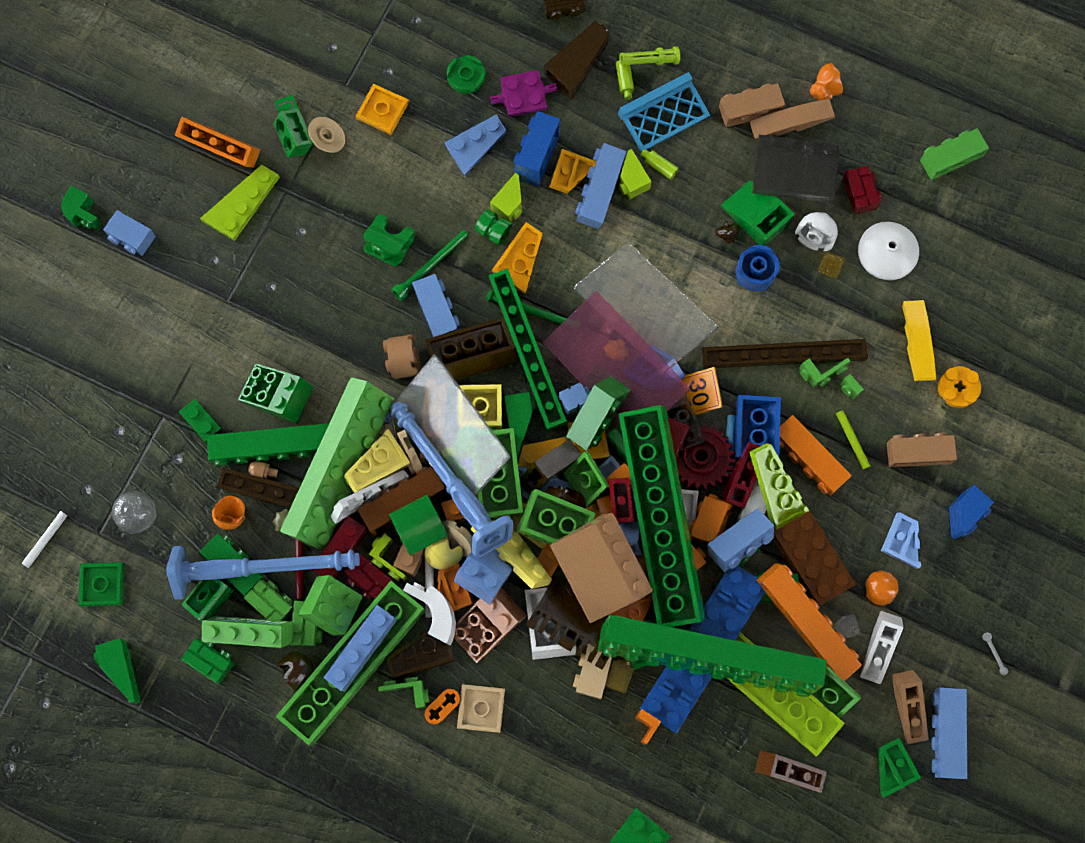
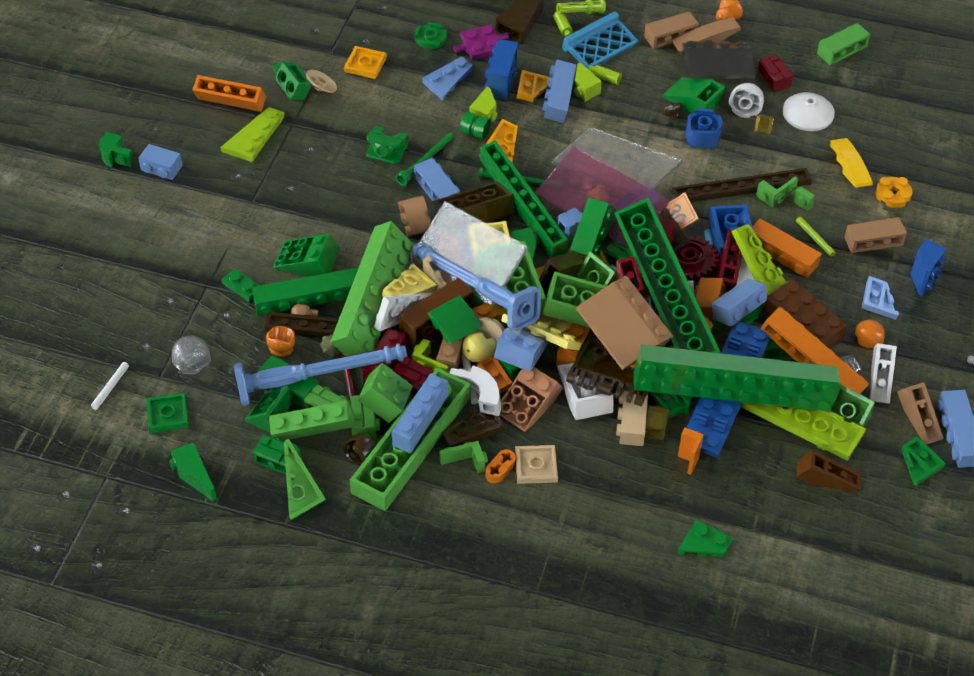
camera: 10 degrees left, 25 degrees down
(227, 709) = (301, 487): none -> bright green wing

